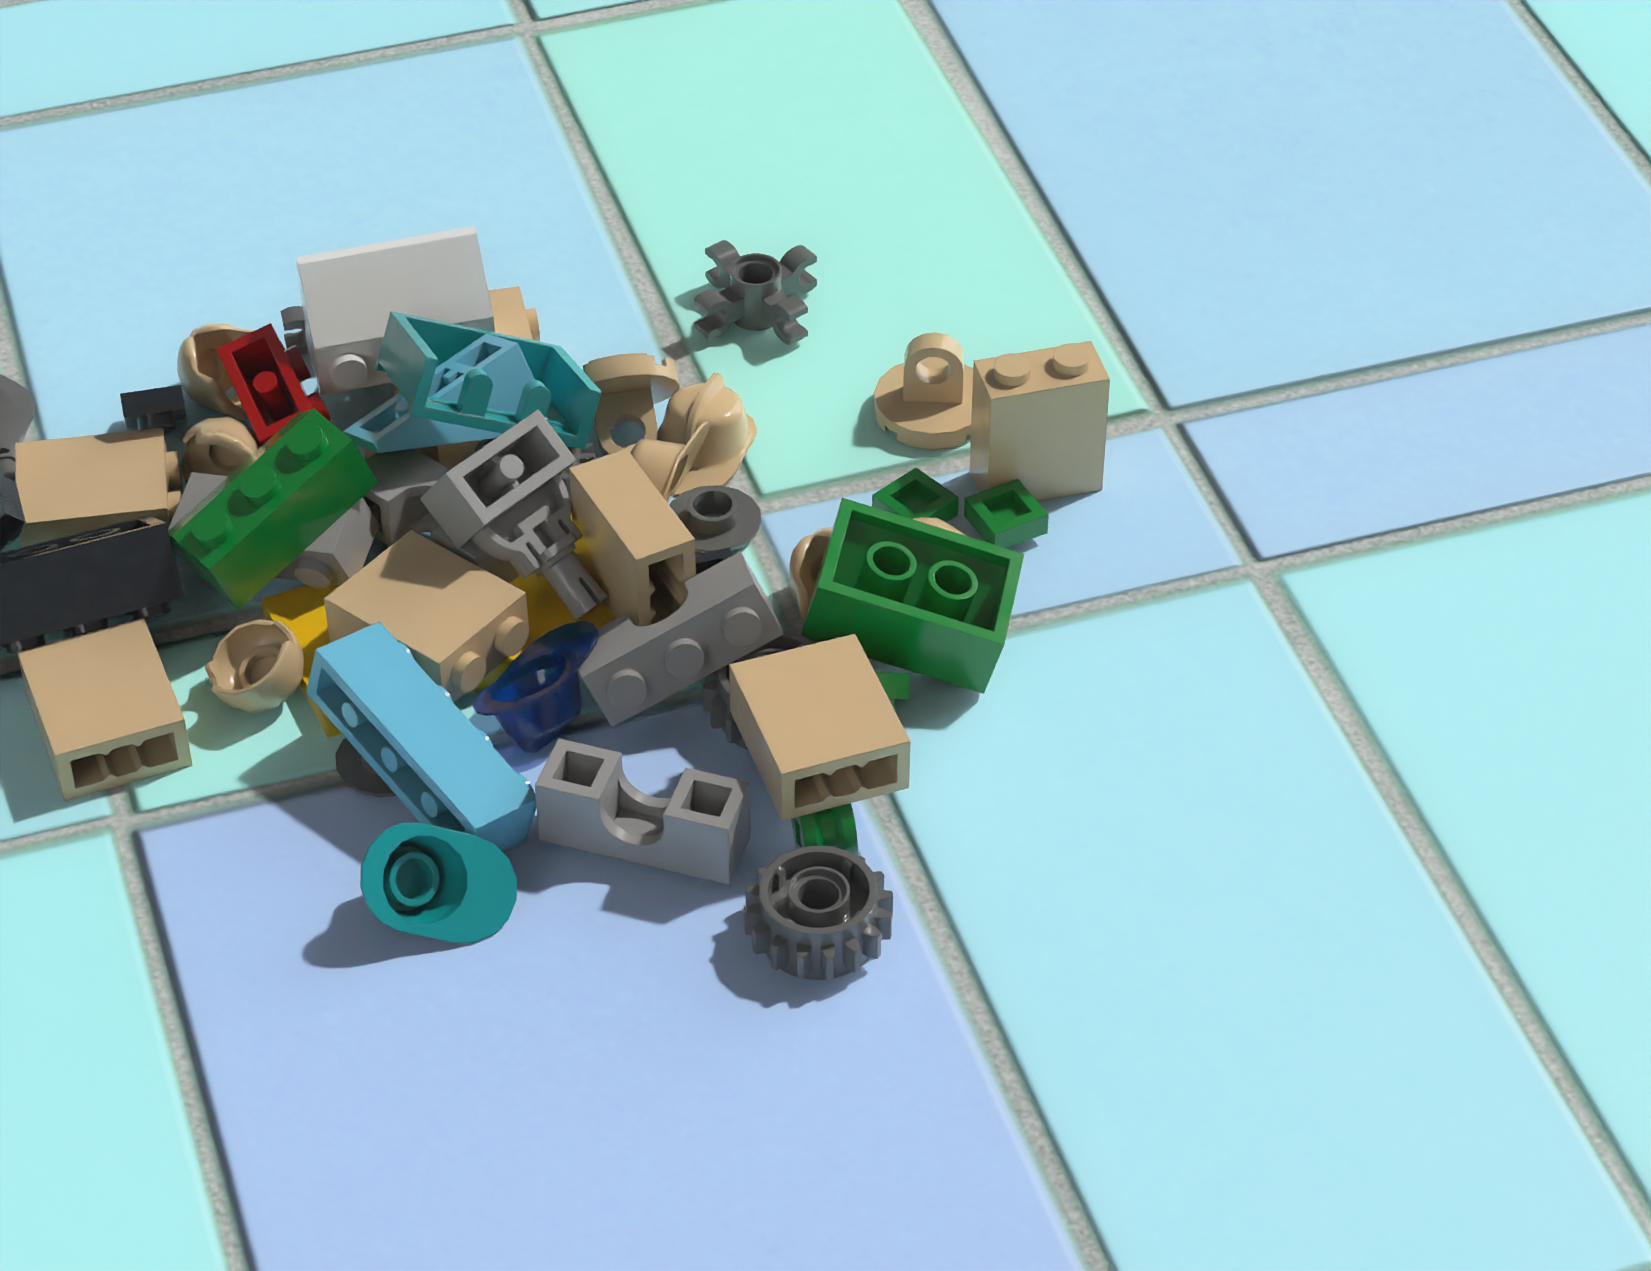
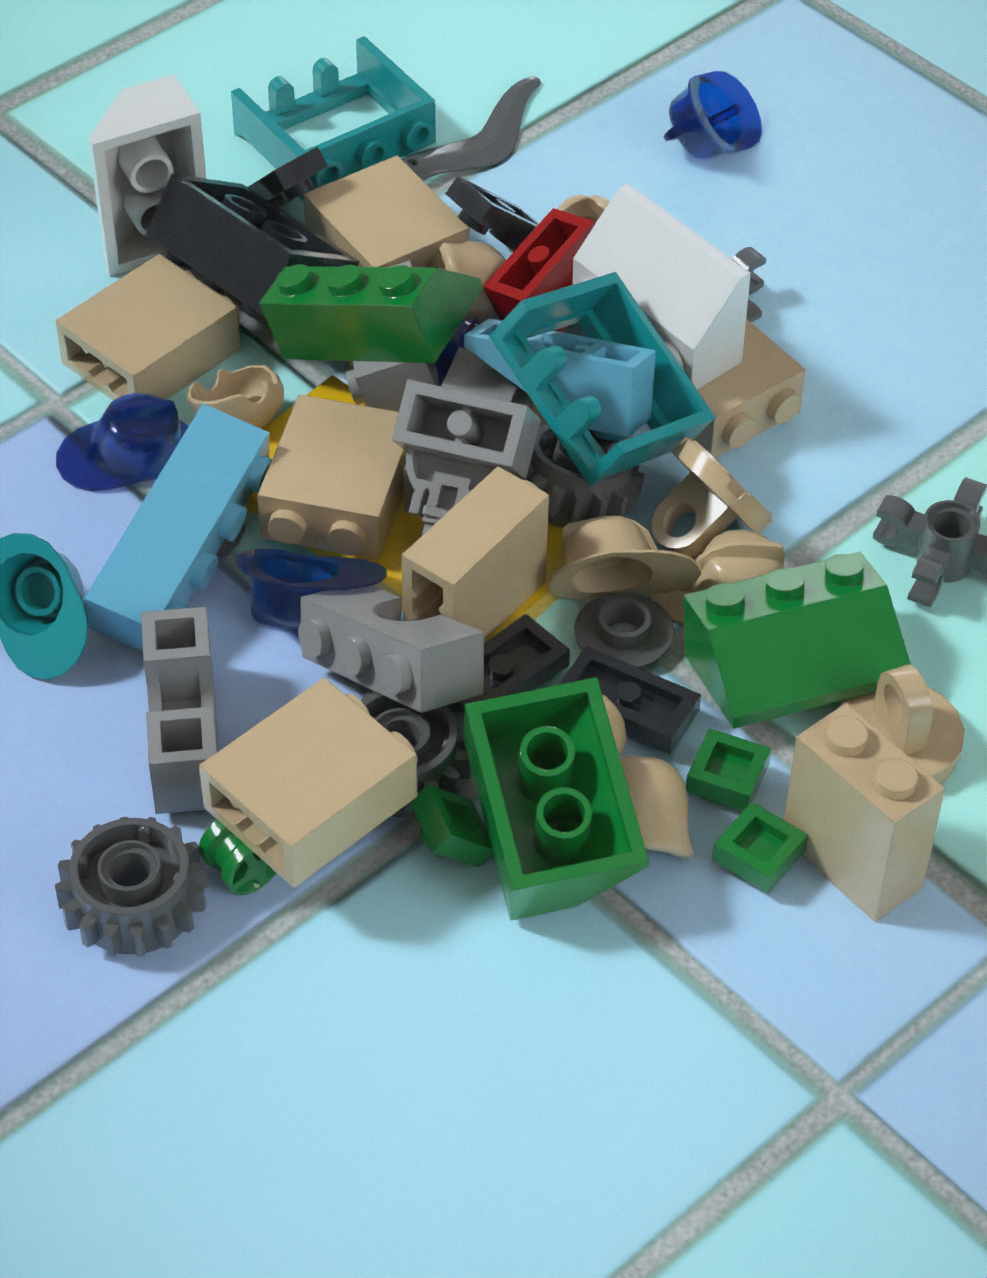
camera: 65 degrees right, 5 degrees up
(125, 242) = (714, 116): none -> clear blue piece
(235, 778) = (123, 446): none -> clear blue piece
(771, 542) = (651, 706): none -> black plate
(814, 411) = (793, 638): none -> green slope

